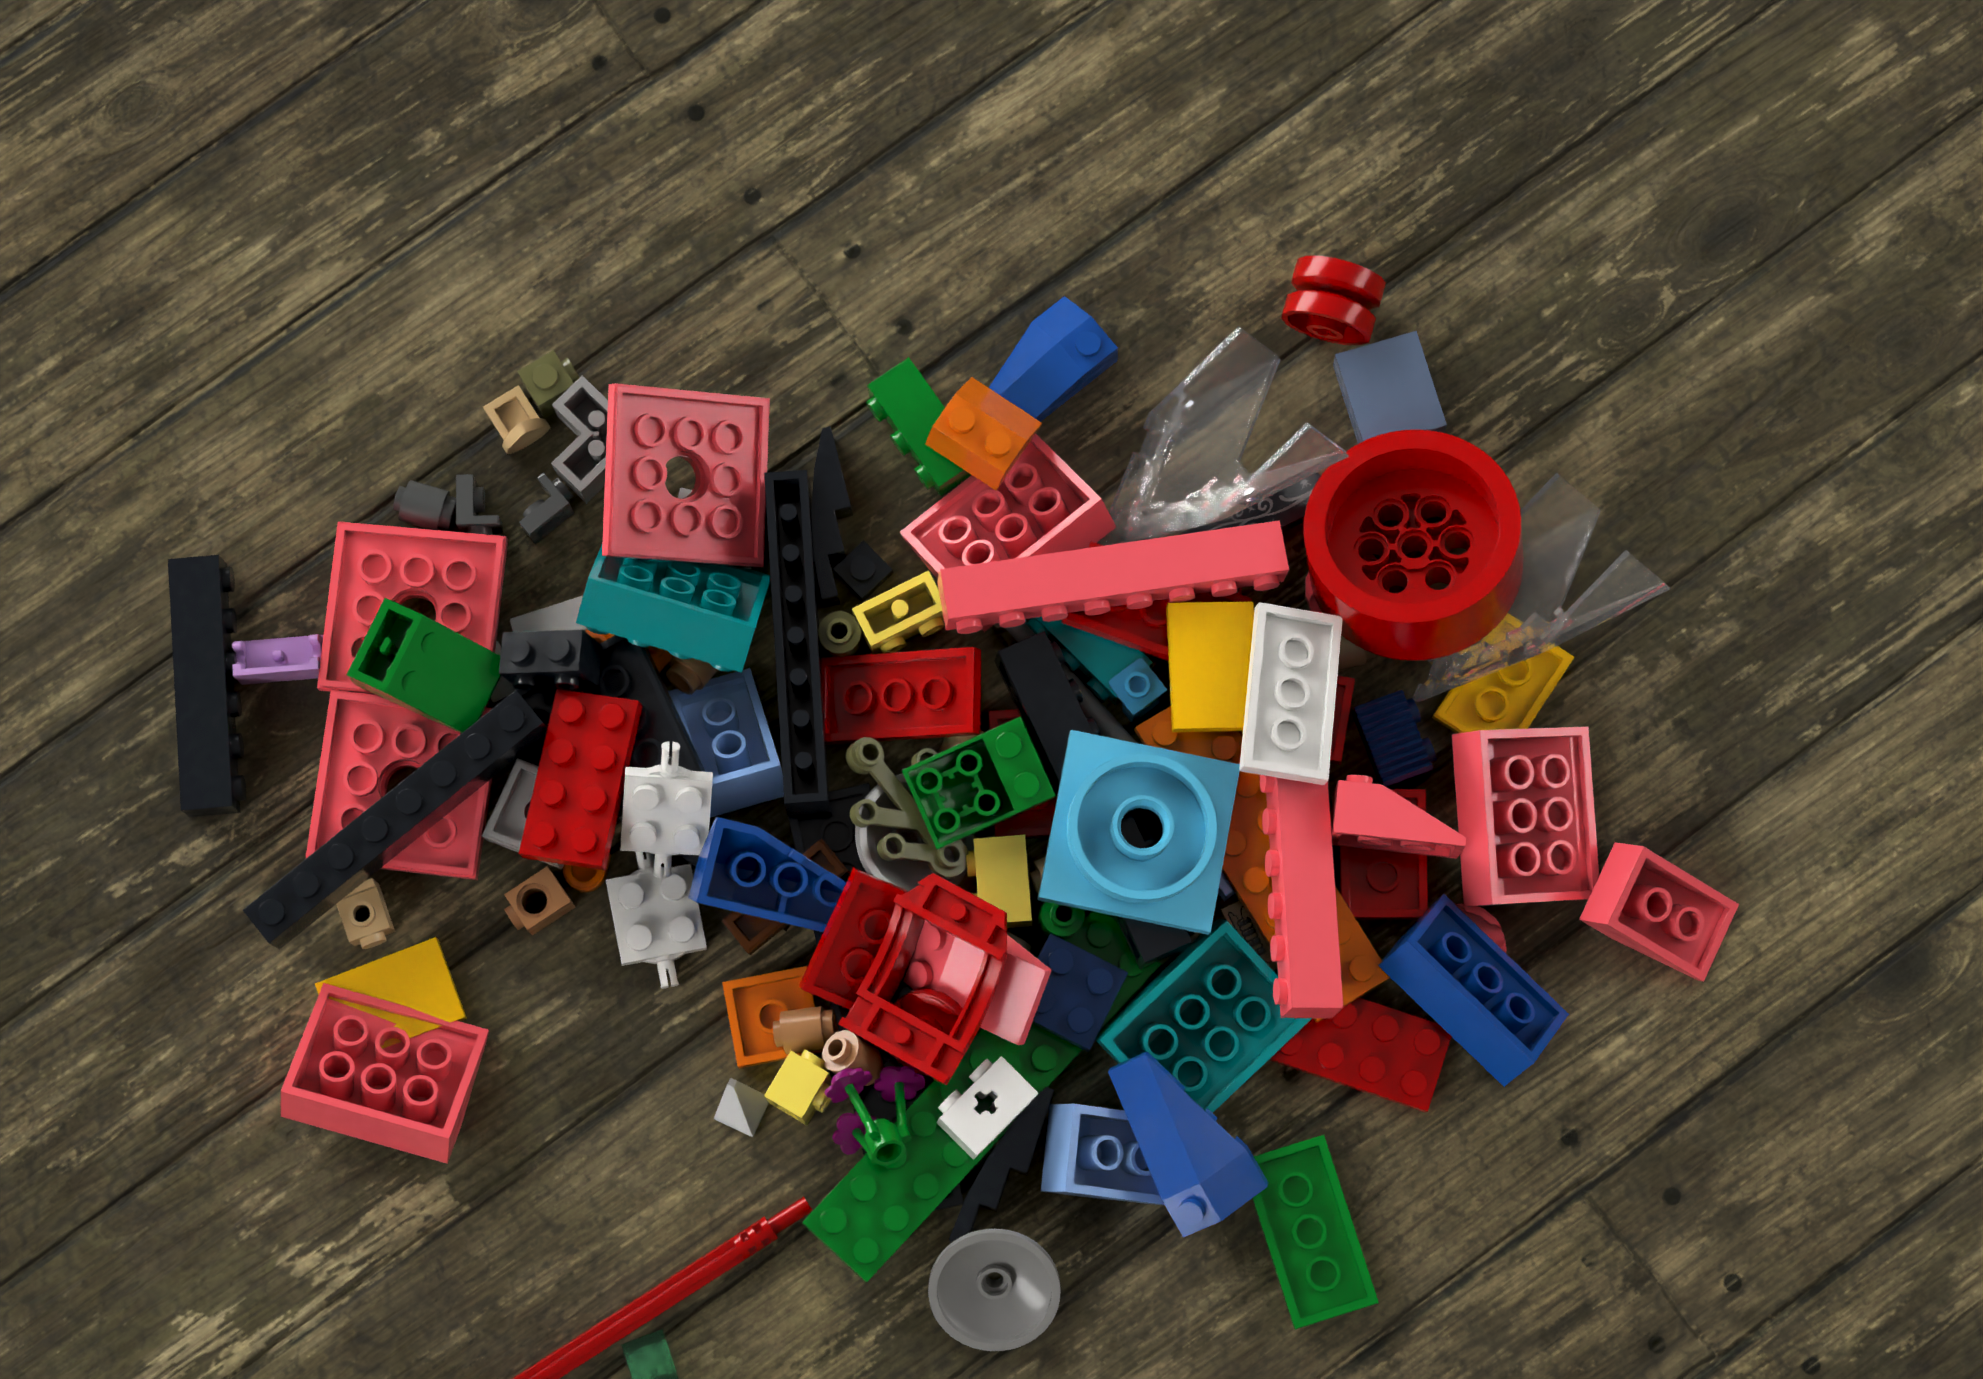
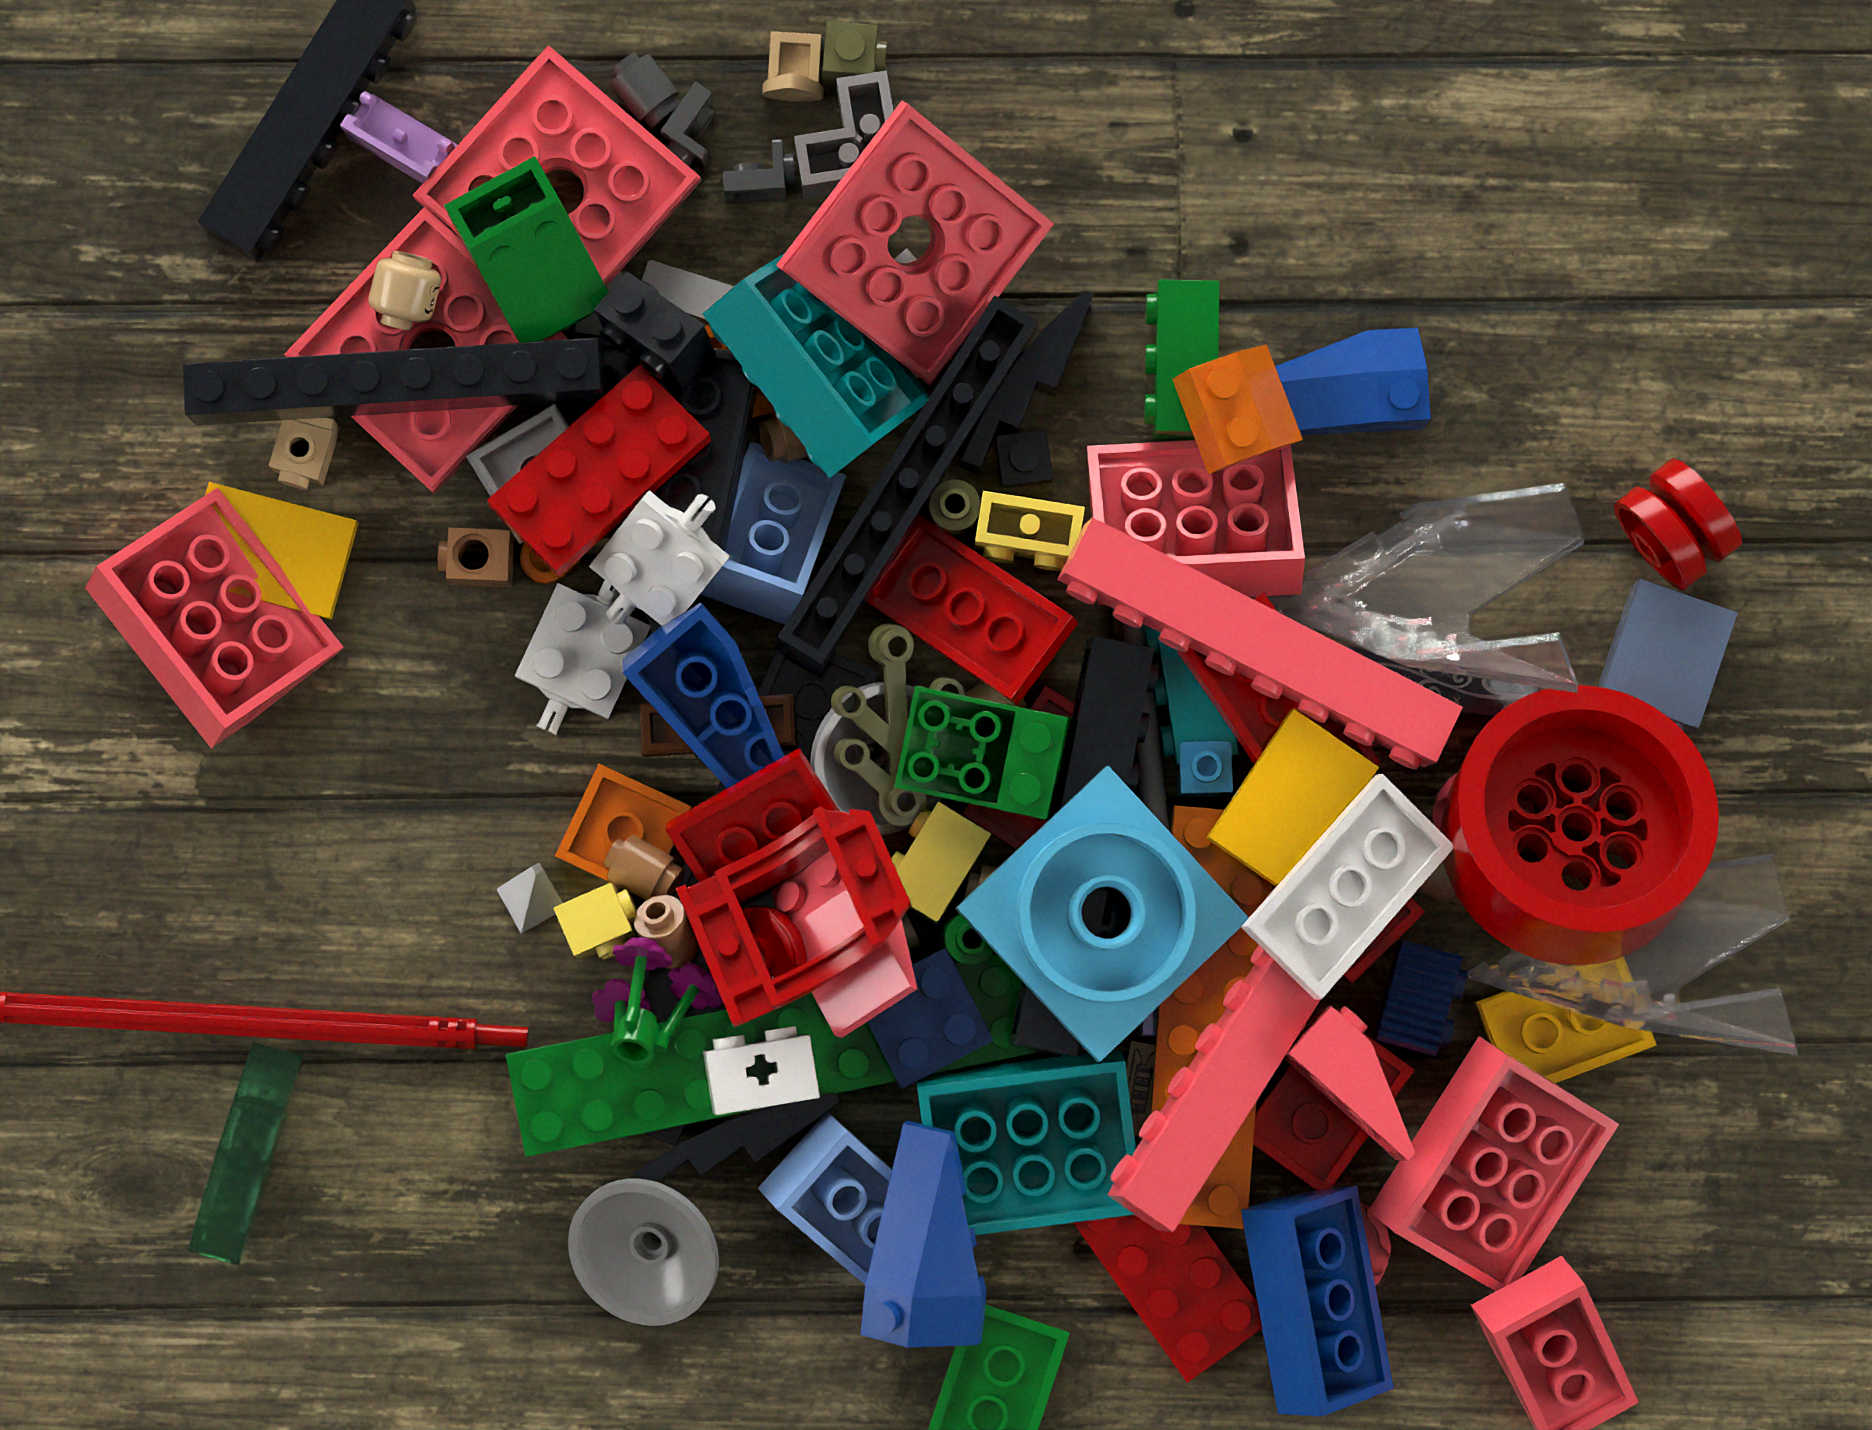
camera: 25 degrees right, 5 degrees up
(358, 753) = (404, 290): none -> tan head

